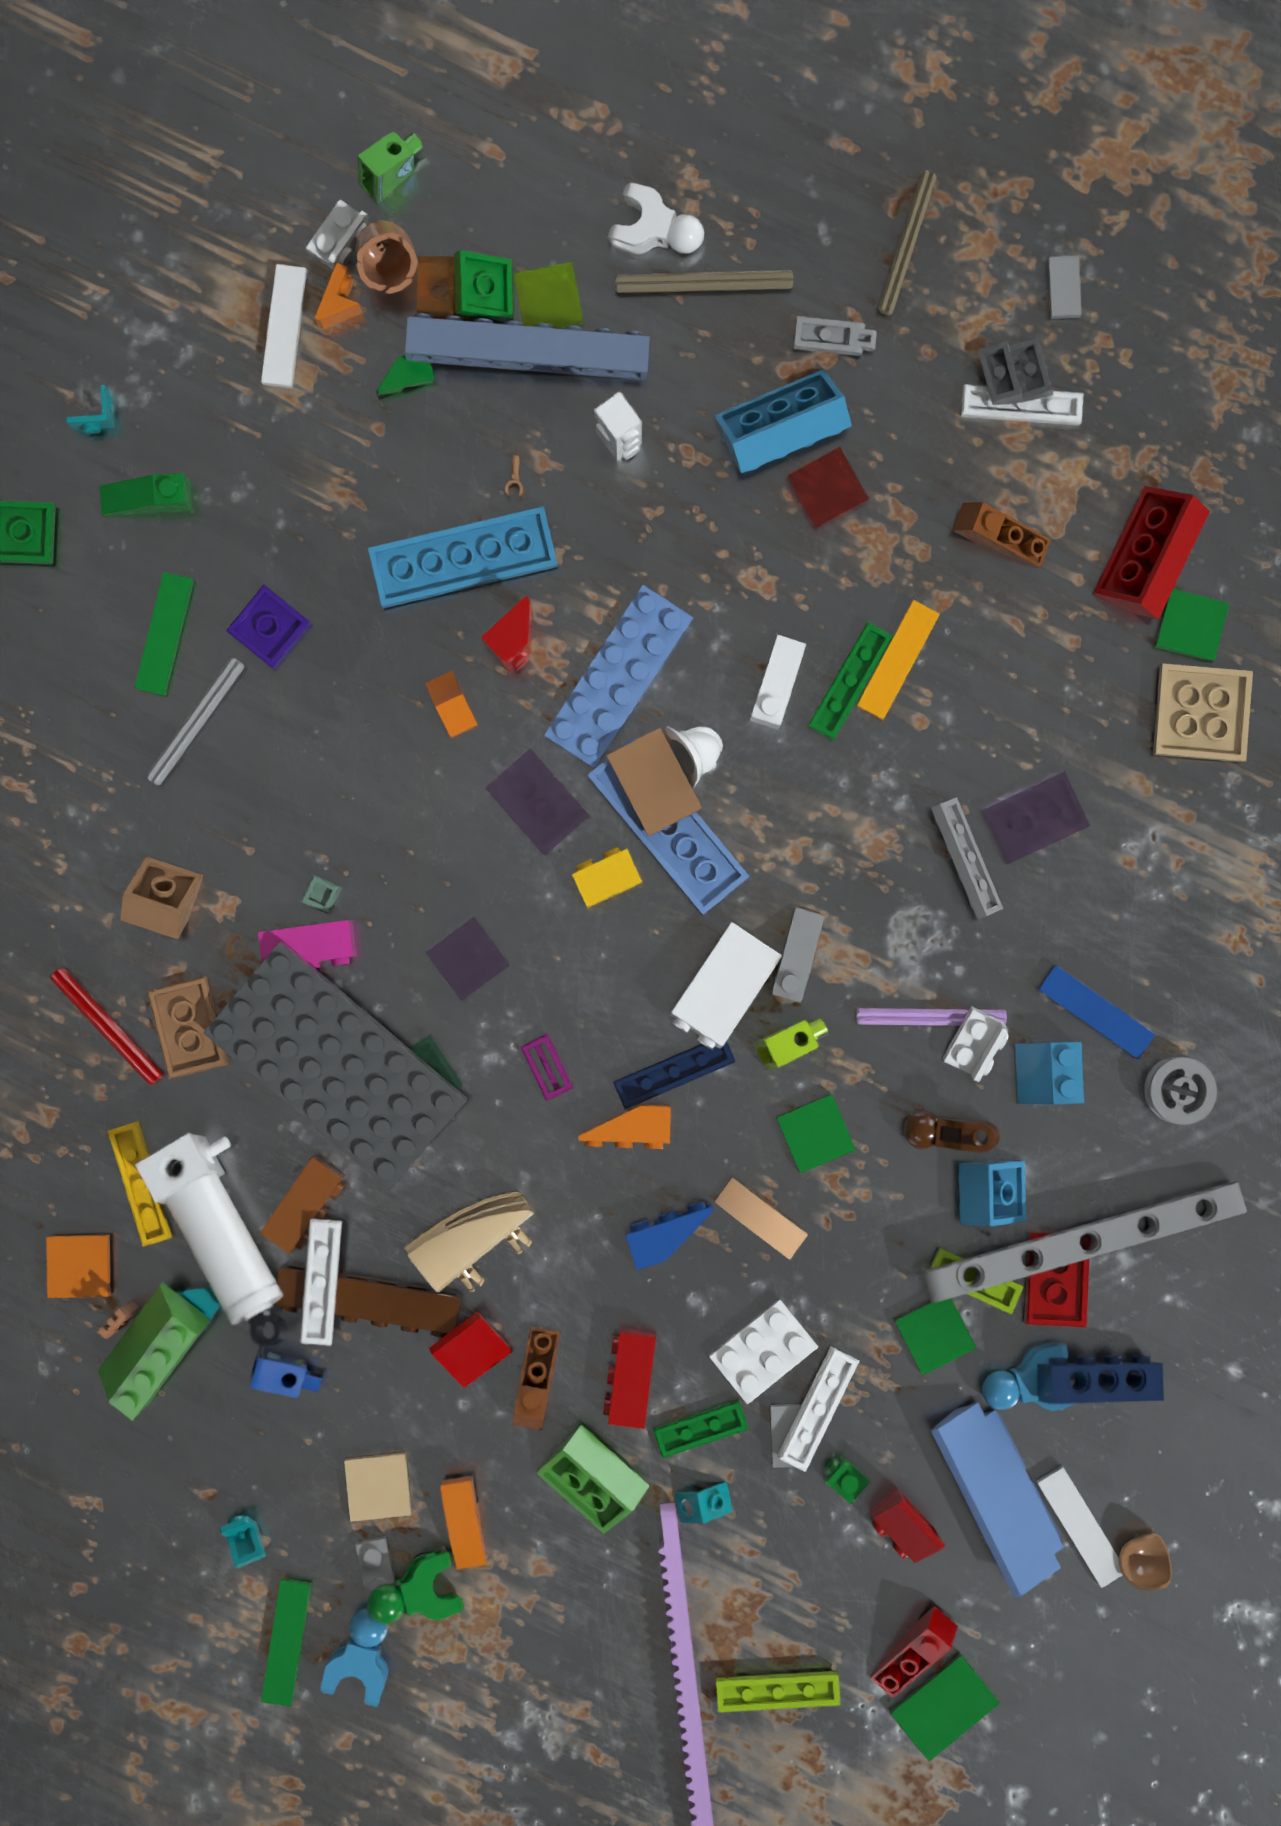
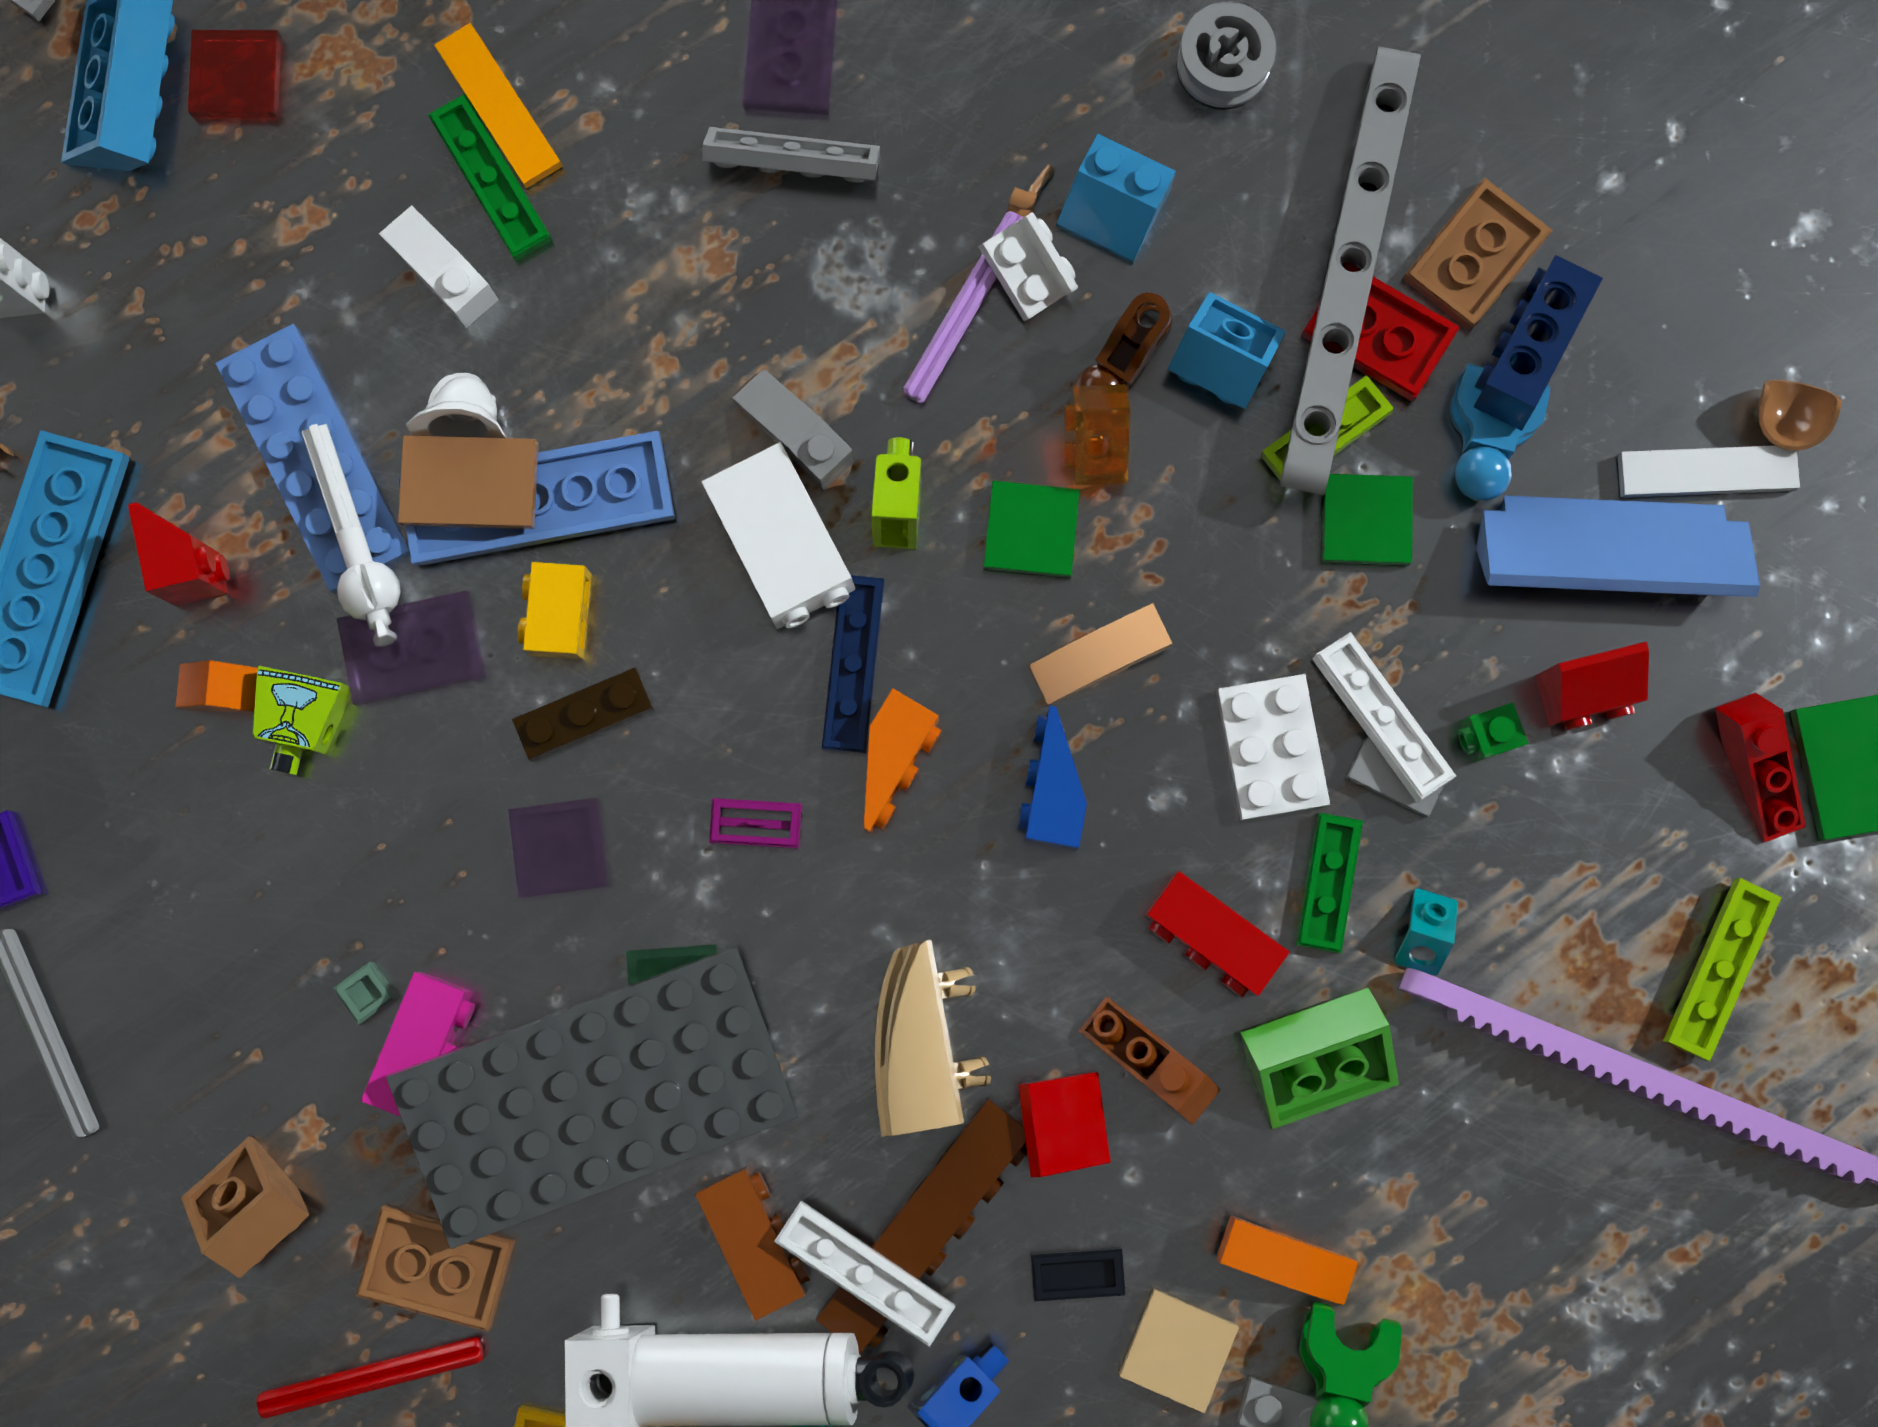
camera: 60 degrees left, 5 degrees down
(389, 1403) = (1077, 1274): none -> black tile
(459, 759) = (296, 714): none -> lime torso
(554, 927) = (583, 714): none -> dark brown plate
(557, 758) = (367, 587): none -> white piece
(893, 1146) = (1093, 412): none -> clear orange brick
(1017, 1016) = (1023, 201): none -> medium nougat hand
(1096, 1012) = (1072, 104): blue tile -> none
(1140, 1313) = (1477, 254): none -> medium nougat tile

